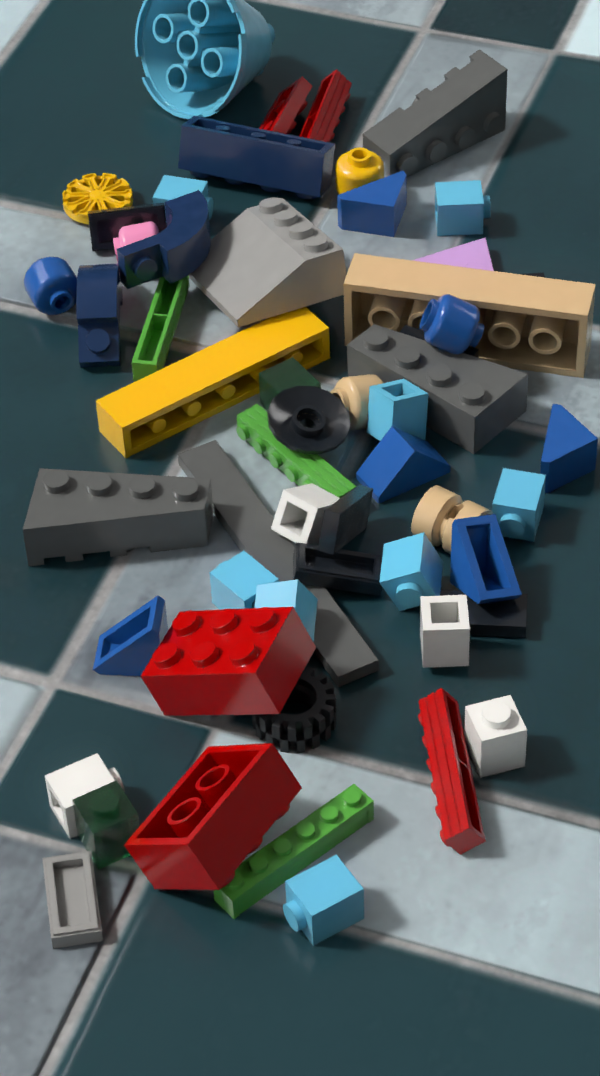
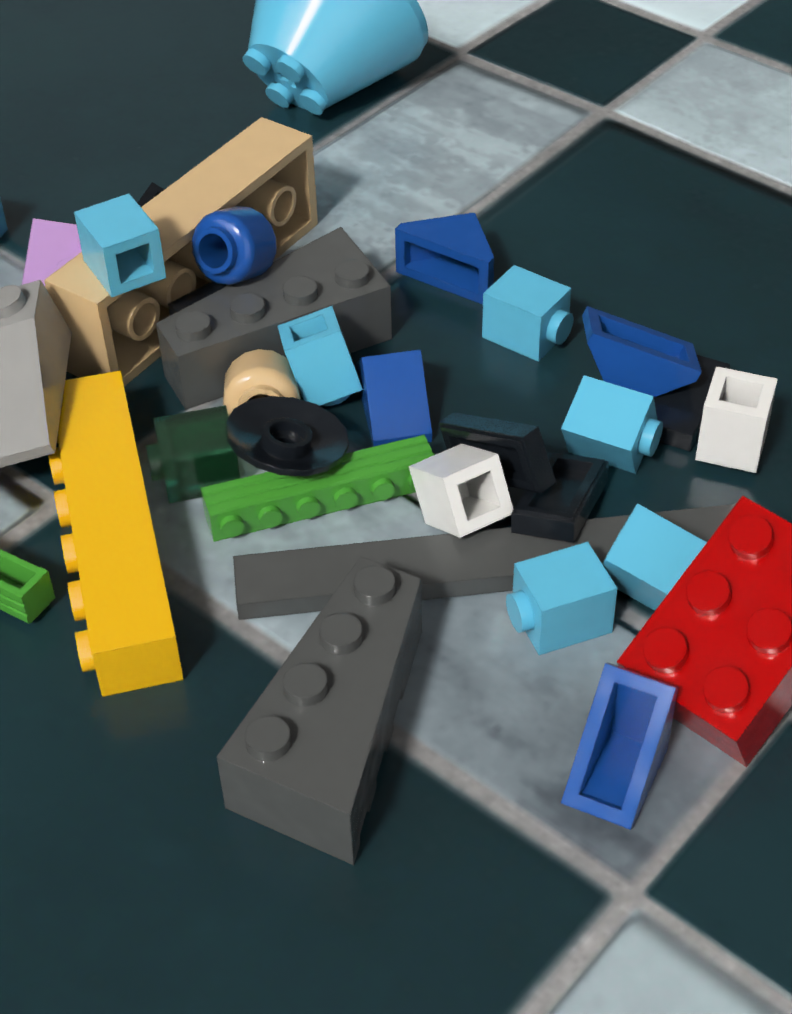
camera: 70 degrees left, 0 degrees up
(383, 266) = (120, 244): none -> medium azure brick
(438, 511) = (538, 368): tan wheel -> none

